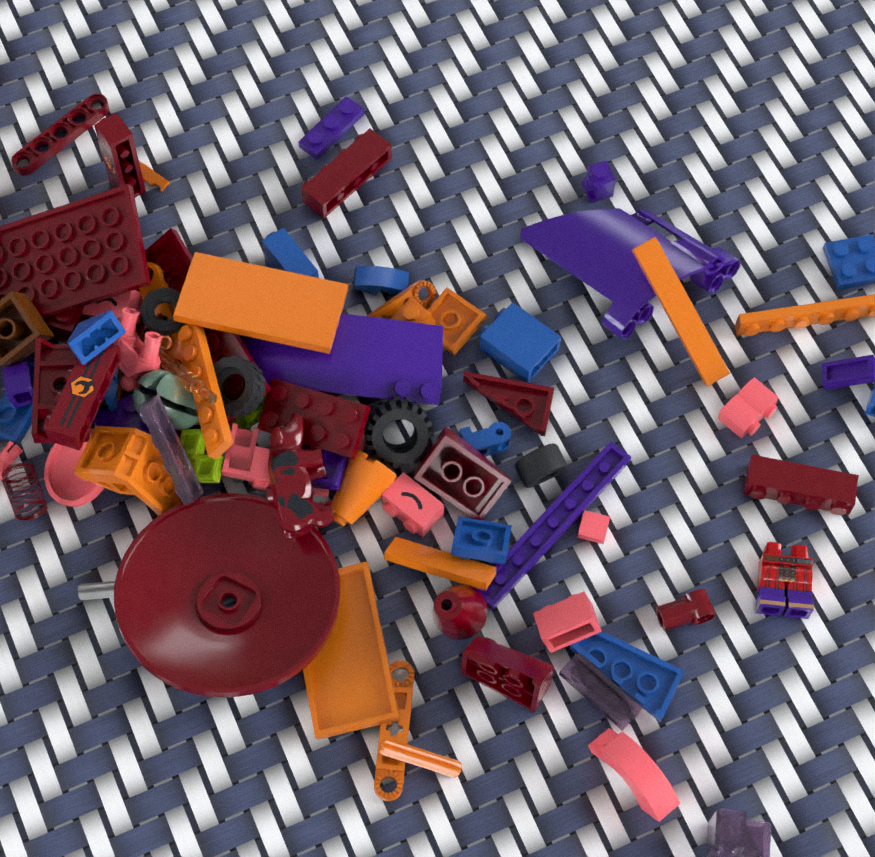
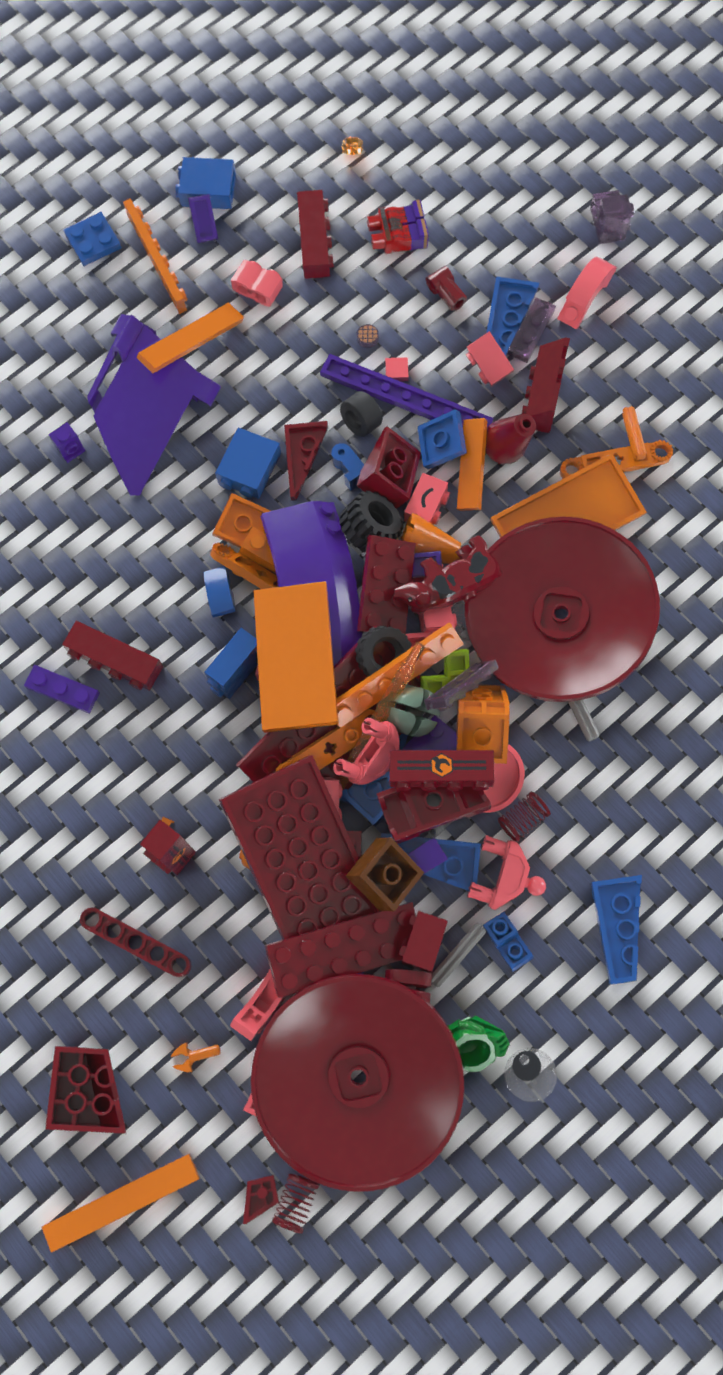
camera: 100 degrees left, 10 degrees up
(95, 335) = (389, 771): blue slope -> none
(148, 307) = (322, 755): black tyre -> none
(647, 508) = (367, 336): none -> tile

